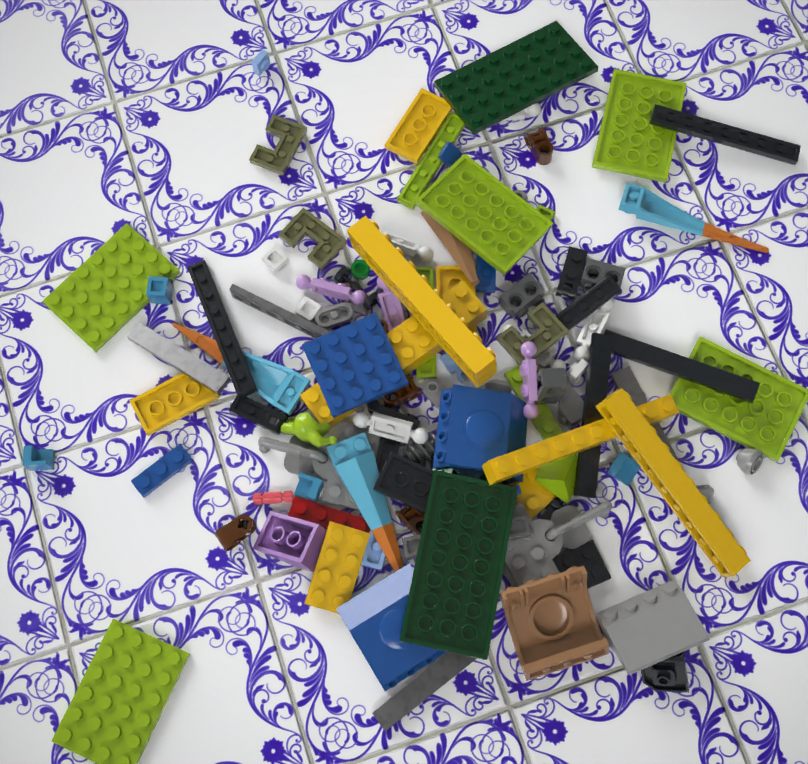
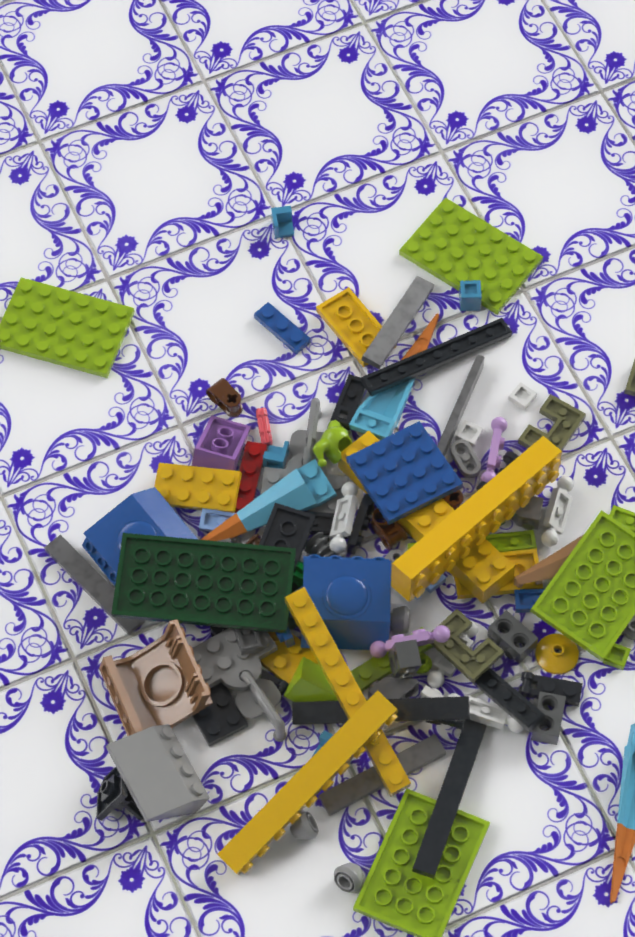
camera: 80 degrees right, 10 degrees down
(542, 271) = (556, 662): none -> yellow dish

